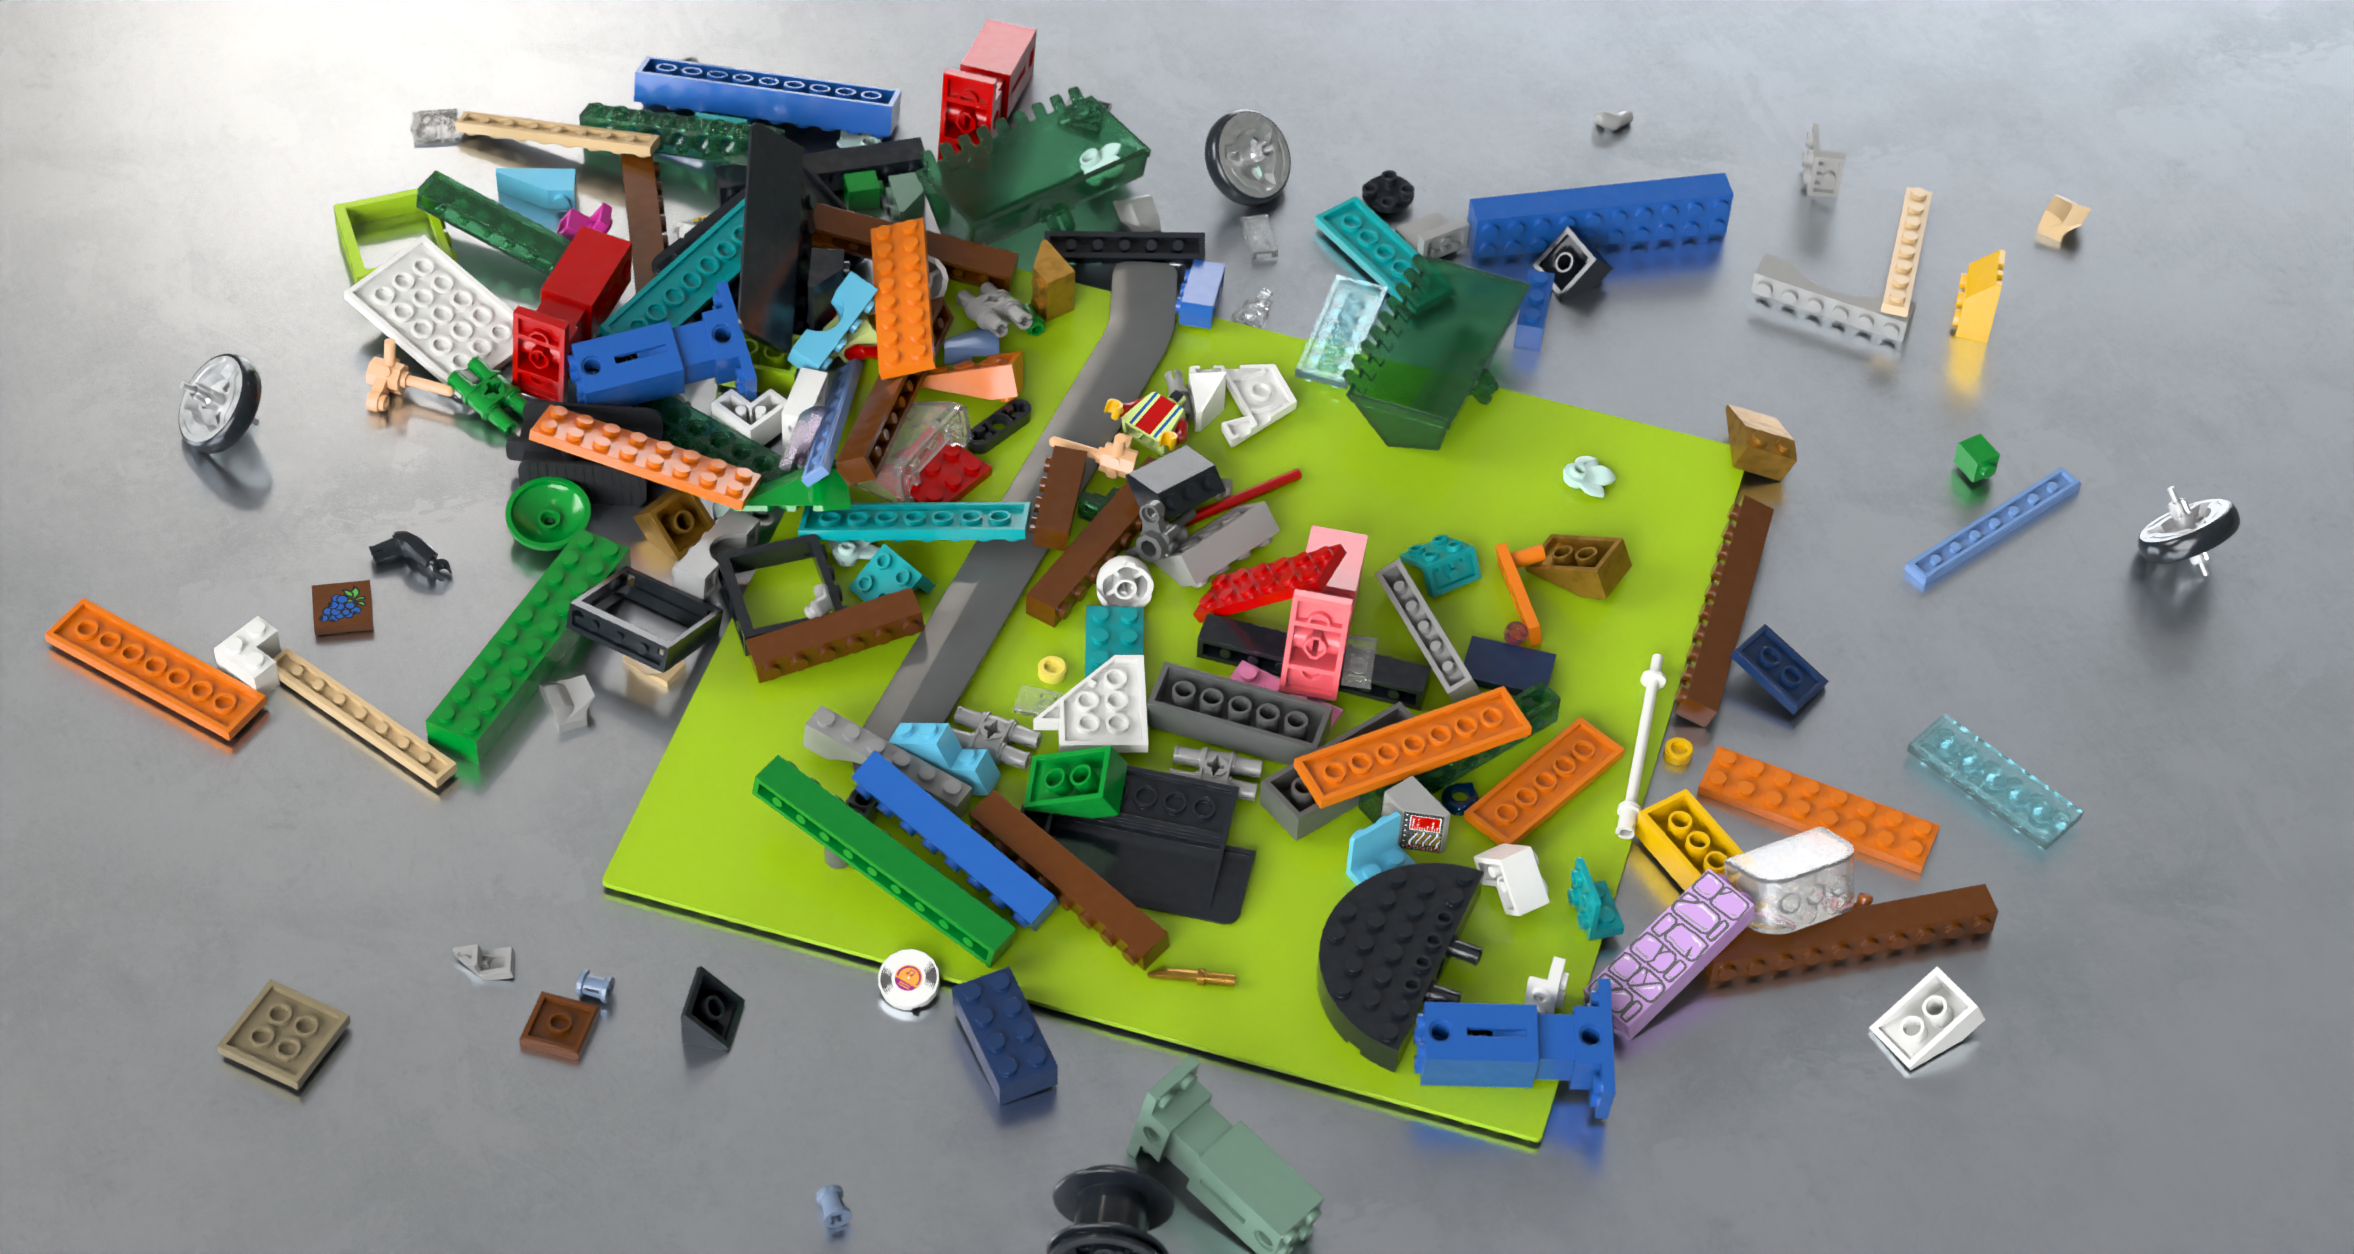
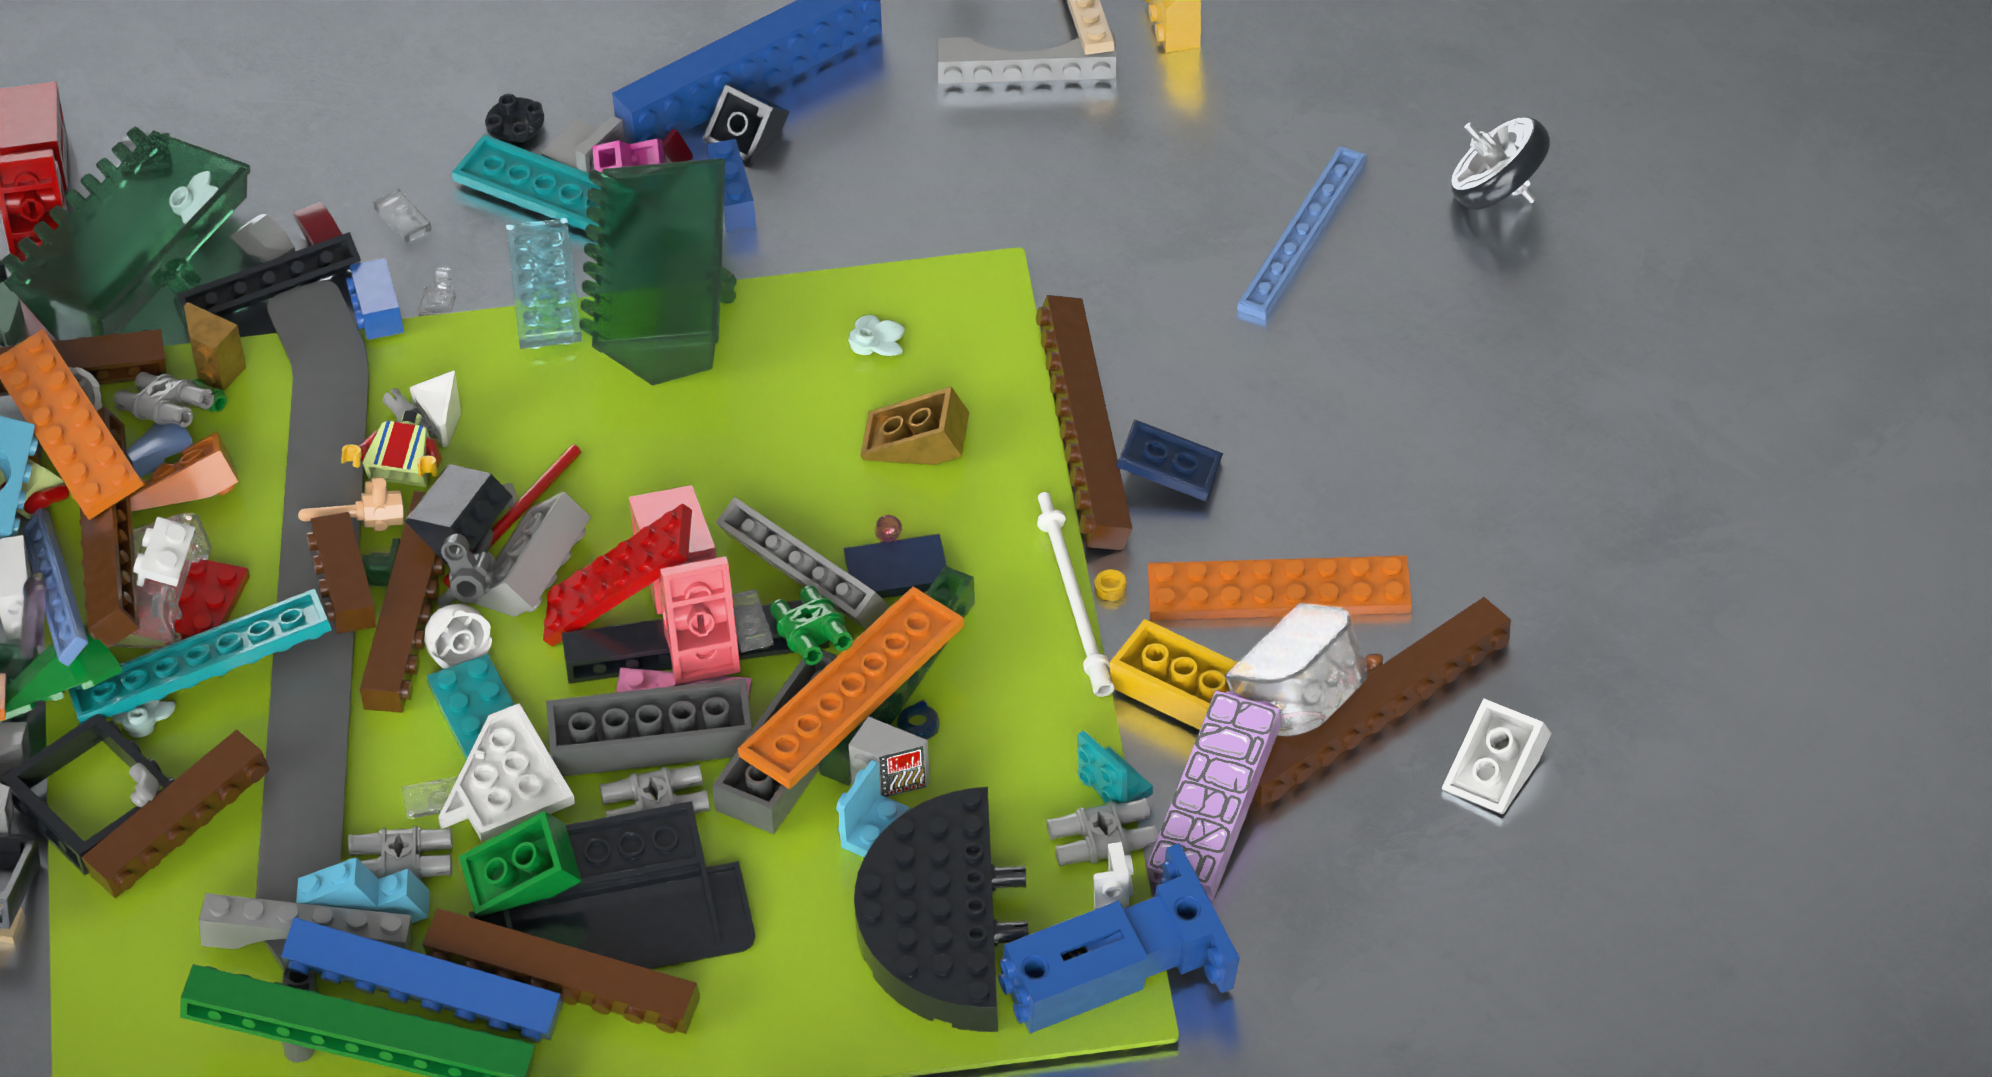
camera: 20 degrees left, 0 degrees up
(888, 574) = (197, 729): teal bracket -> none
(924, 426) = (165, 552): none -> white bracket
(1005, 416) = (232, 509): black beam -> none
(1052, 670) = (424, 758): light yellow tile -> none
(1188, 216) = (316, 223): none -> dark red slope
(1200, 976) = (748, 1015): pearl gold piece -> none
(1234, 172) = (343, 155): flat silver wheel -> none
(1258, 394) = (493, 383): white wing -> none
(1405, 684) = (811, 625): none -> green pin
(1444, 563) = (779, 482): teal bracket -> none
(1456, 252) = (623, 154): none -> dark pink brick
(1503, 264) = (675, 148): none -> dark red slope
(1508, 566) = (844, 461): orange piece -> none
(1515, 875) = (1021, 778): white brick -> none
(1544, 783) = (996, 673): orange plate -> none
(1560, 934) = (1101, 827): none -> light grey pin
(1759, 443) = (1032, 236): pearl gold slope -> none
(1976, 458) = (1254, 168): green brick -> none
(1995, 781) = (1437, 489): clear light blue plate -> none

